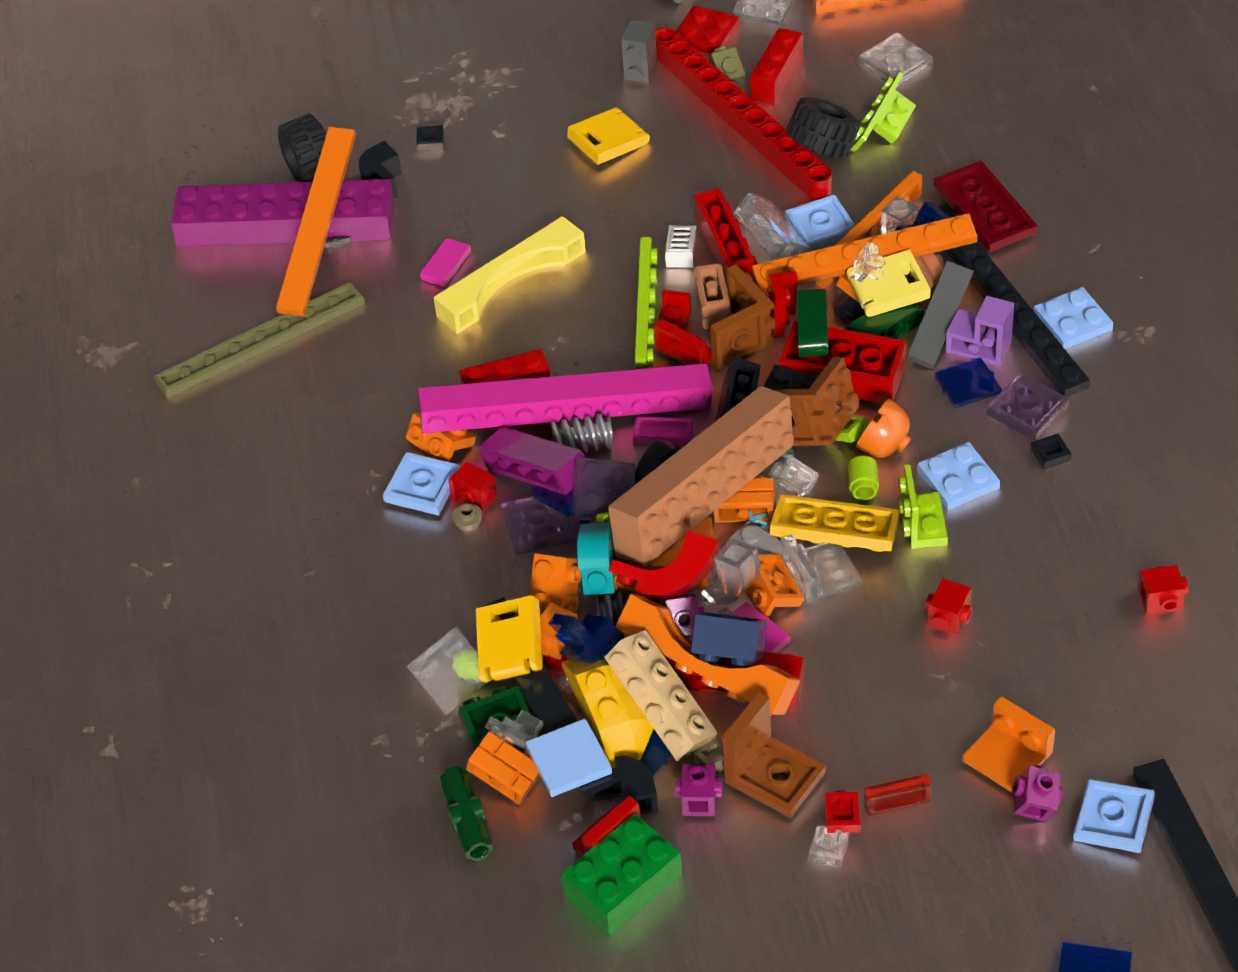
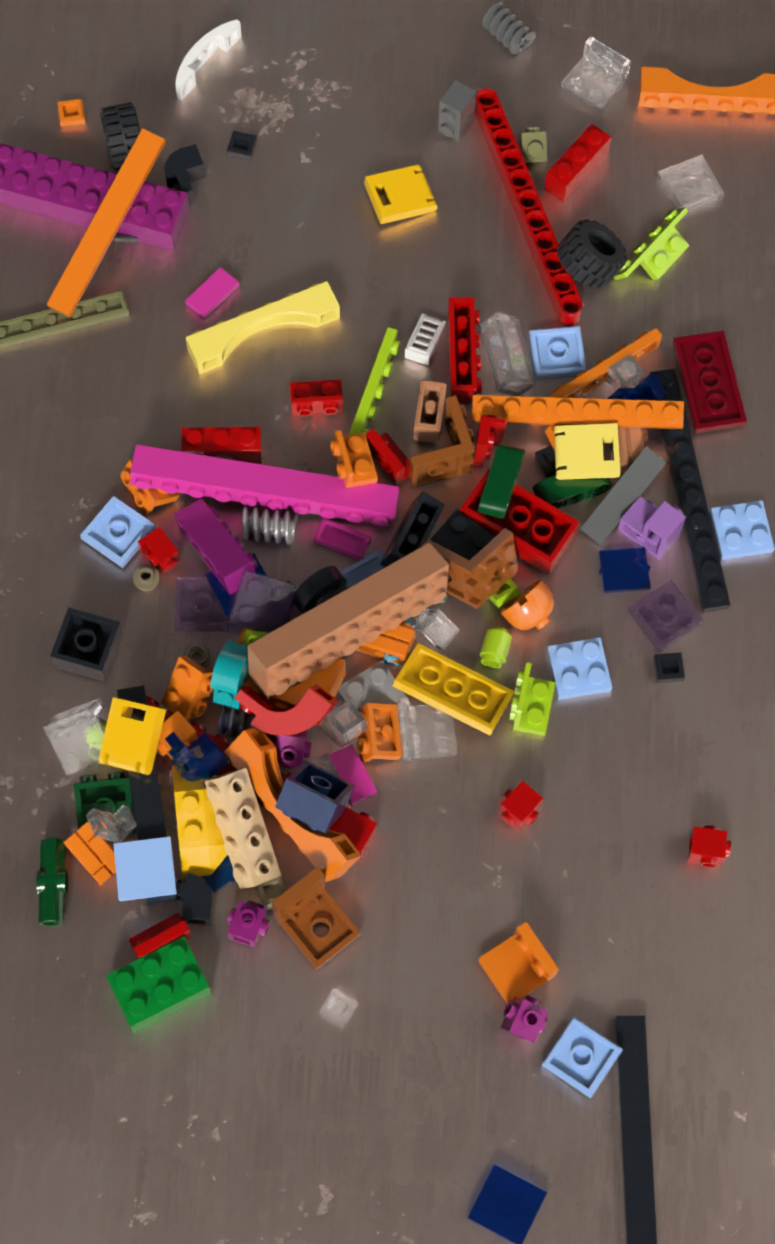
camera: 10 degrees right, 20 degrees up
(243, 154) = (71, 112): none -> orange tile
(375, 57) = (220, 37): none -> white slope
(426, 585) = (86, 644): none -> black brick
(588, 319) = (316, 397): none -> red bracket
(650, 348) = (354, 459): none -> orange bracket
(676, 308) = (393, 415): red bracket -> none
(708, 28) = (530, 95): red plate -> none
(842, 811) = (357, 984): red bracket -> none
(868, 263) = (571, 429): clear tile -> none
(897, 794) = (410, 980): clear red tile -> none

